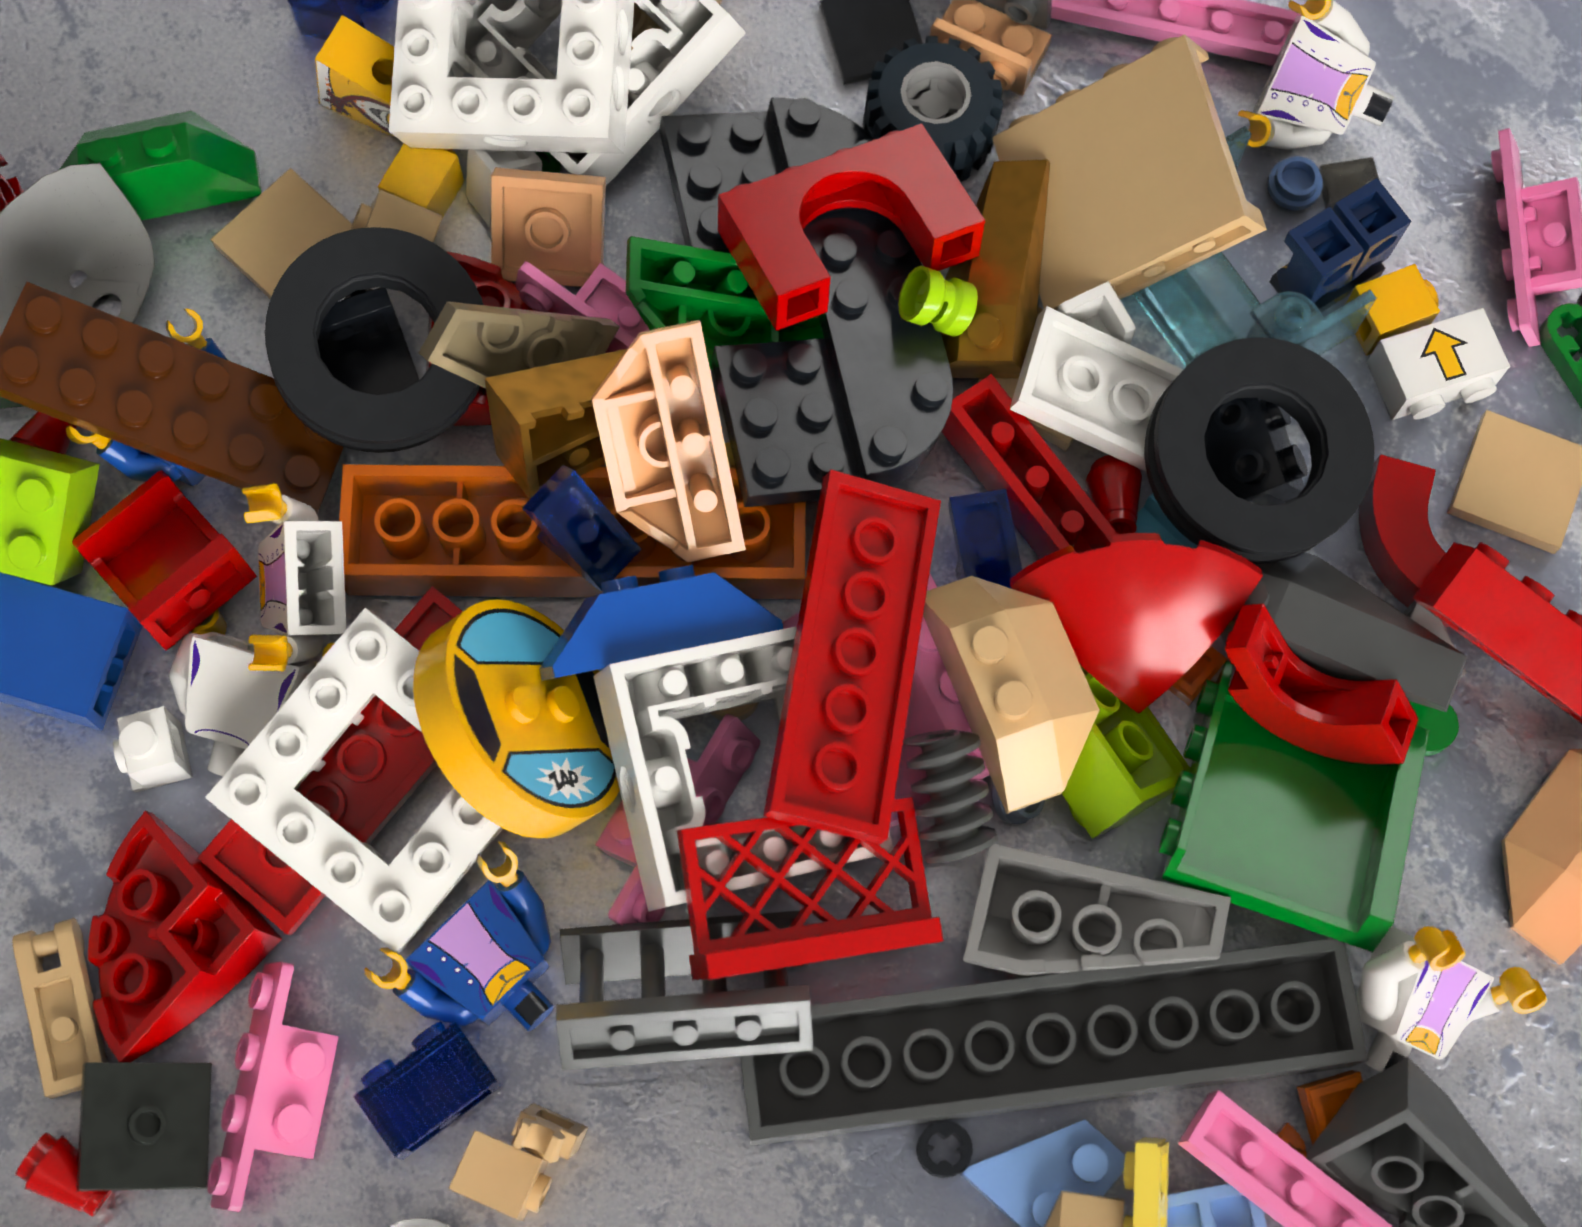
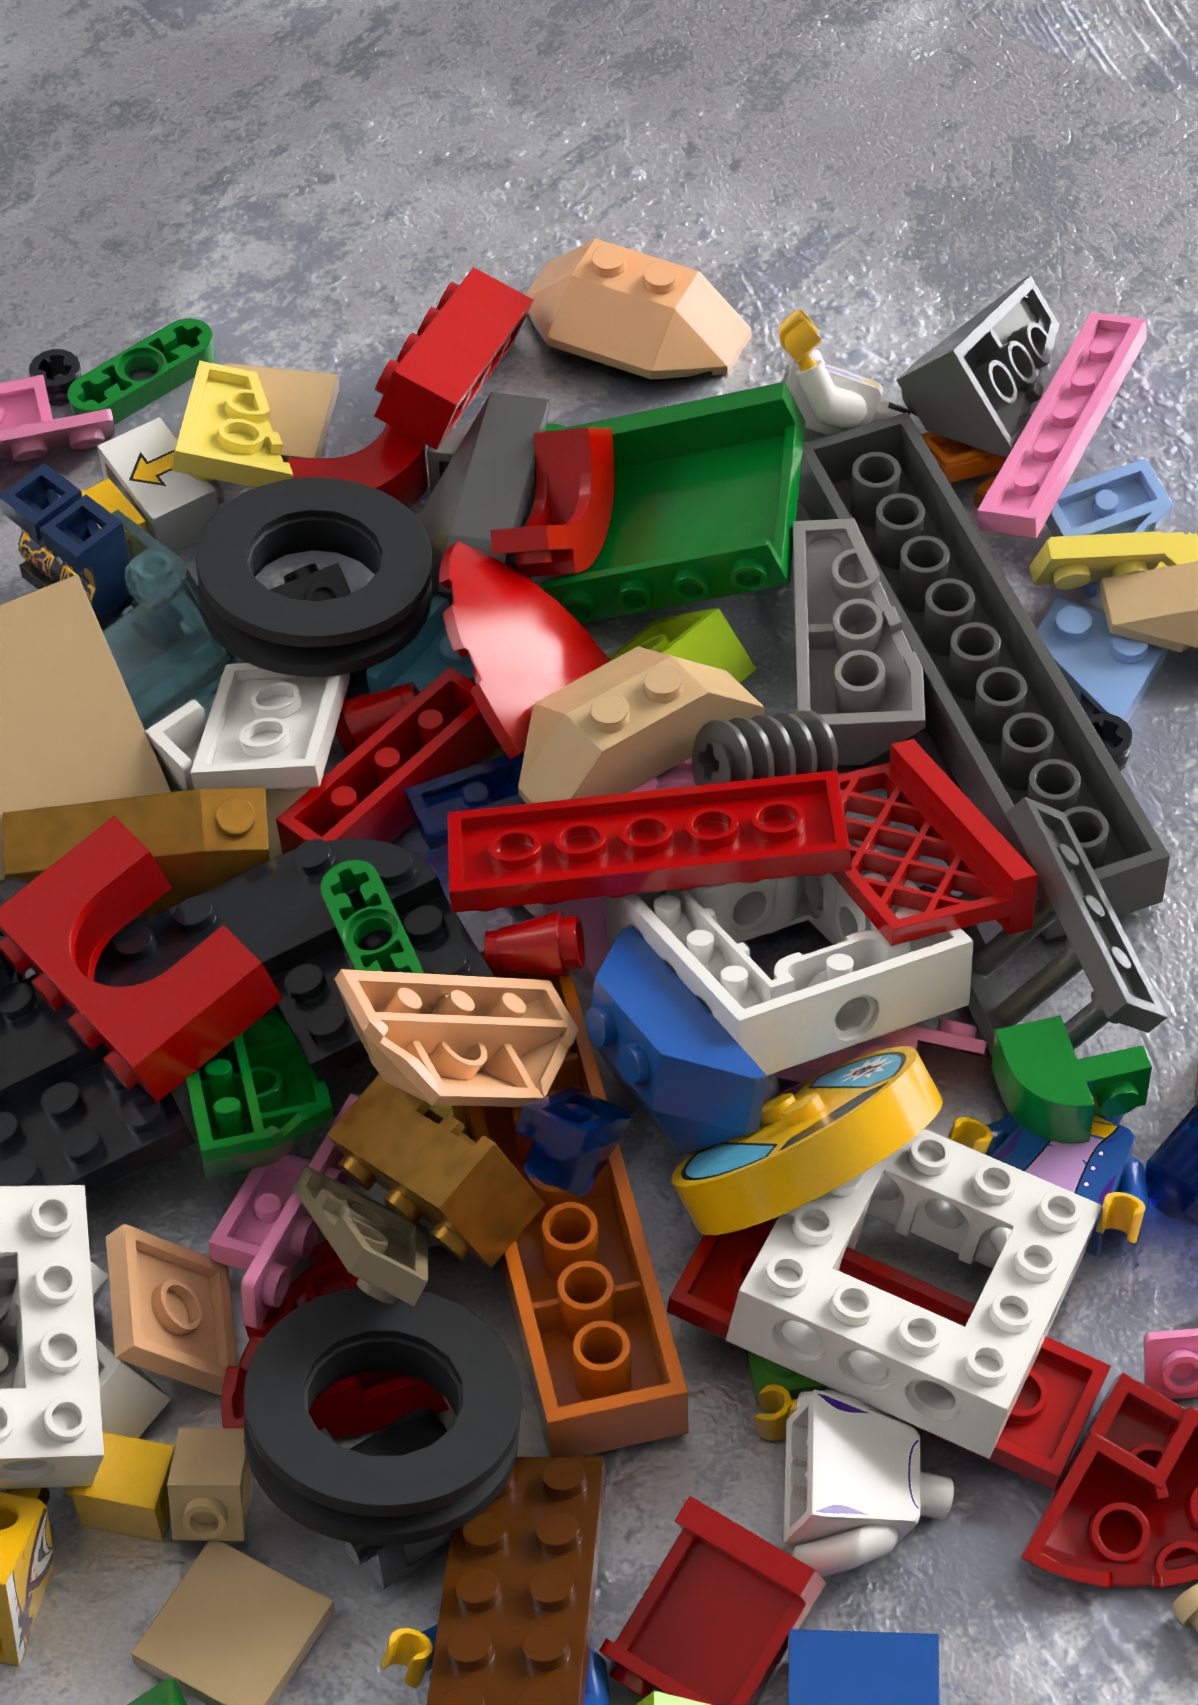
camera: 100 degrees left, 20 degrees down
(151, 749) = (947, 1571): white brick -> none
(297, 579) = (716, 1423): white torso -> none
(525, 944) = (1054, 1090): none -> green brick
(781, 549) = (538, 946): none -> red cone
(820, 387) = (376, 916): none -> green beam
(937, 301) = (209, 879): lime wheel -> none
(1477, 419) = (229, 430): none -> light yellow wing

